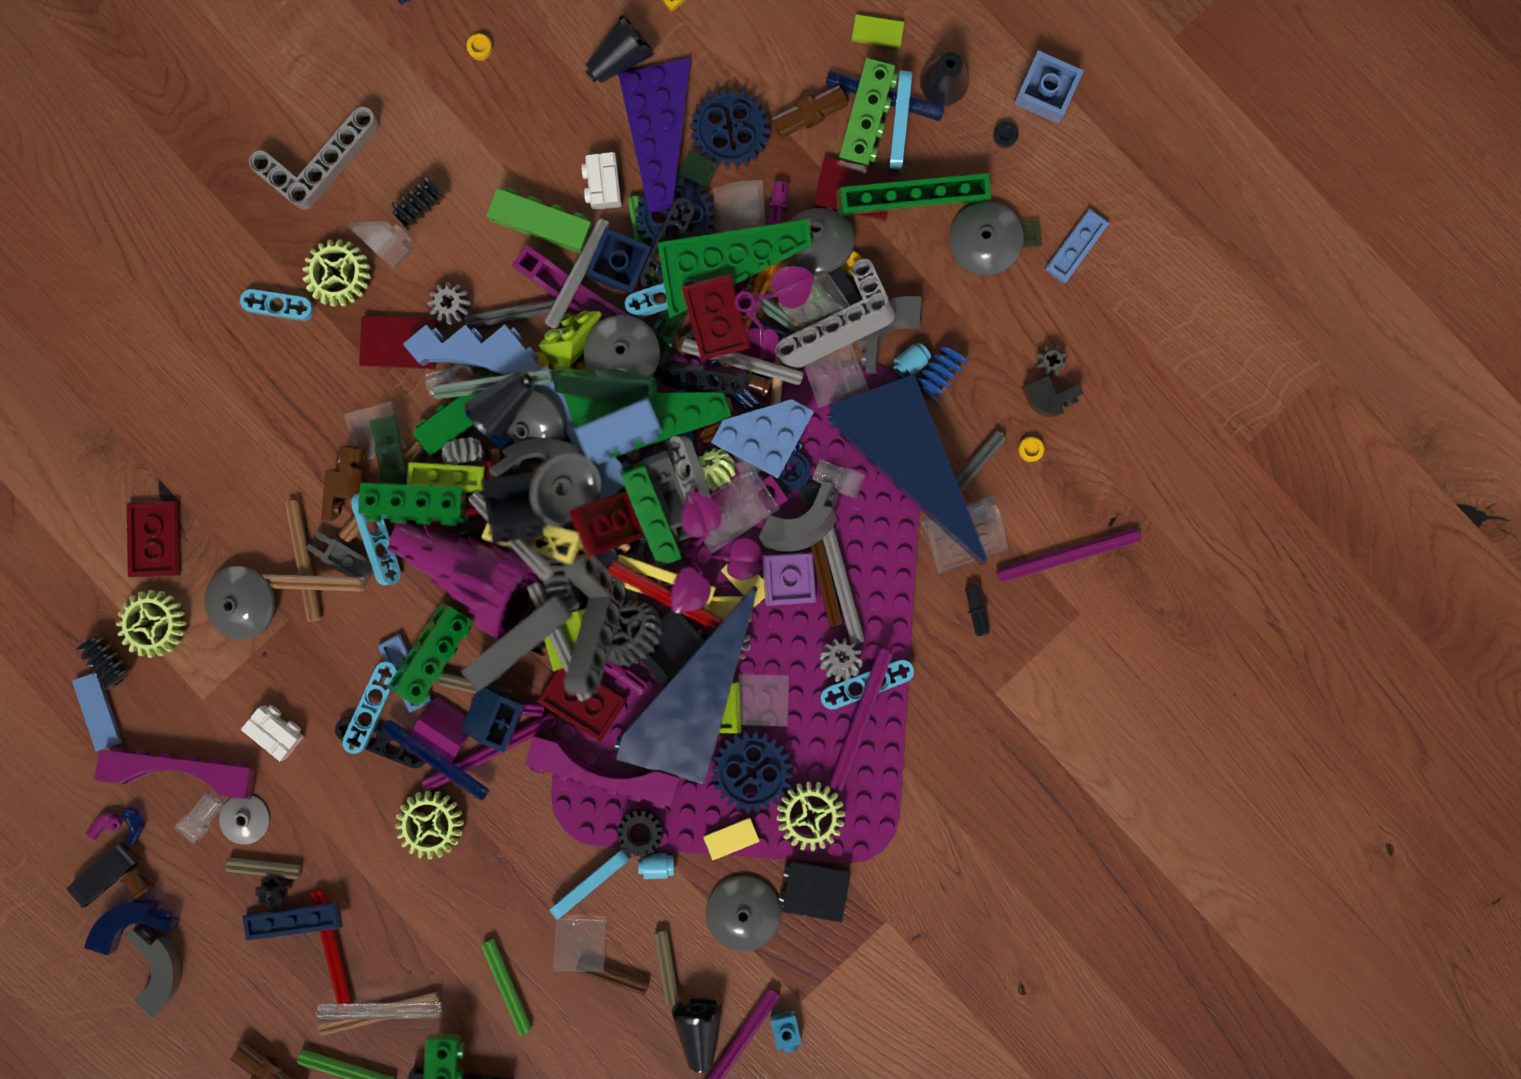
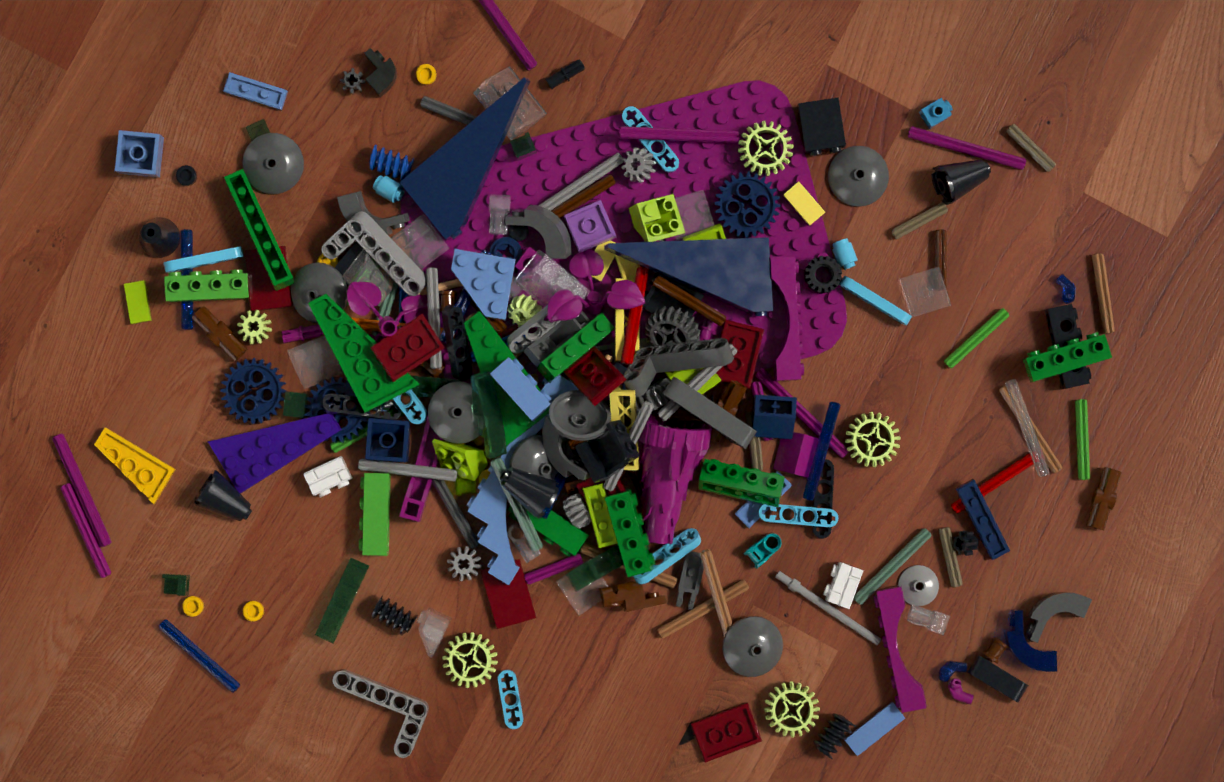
camera: 110 degrees left, 0 degrees up
(276, 797) = (892, 566): none -> sand green axle
(293, 675) = (794, 586): none -> light grey bar
(345, 652) = (762, 550): none -> teal piece
(408, 403) = (553, 569): none -> magenta axle
(454, 149) = (342, 600): none -> clear green slope
(529, 673) = (729, 402): none -> reddish brown piece
(537, 333) = (465, 486): none -> clear neon green piece
(660, 665) = (689, 300): none -> reddish brown axle
(769, 660) = (657, 218): none -> lime slope
(796, 146) = (254, 334): none -> yellowish green gear
(908, 532) = (523, 146): none -> clear green panel

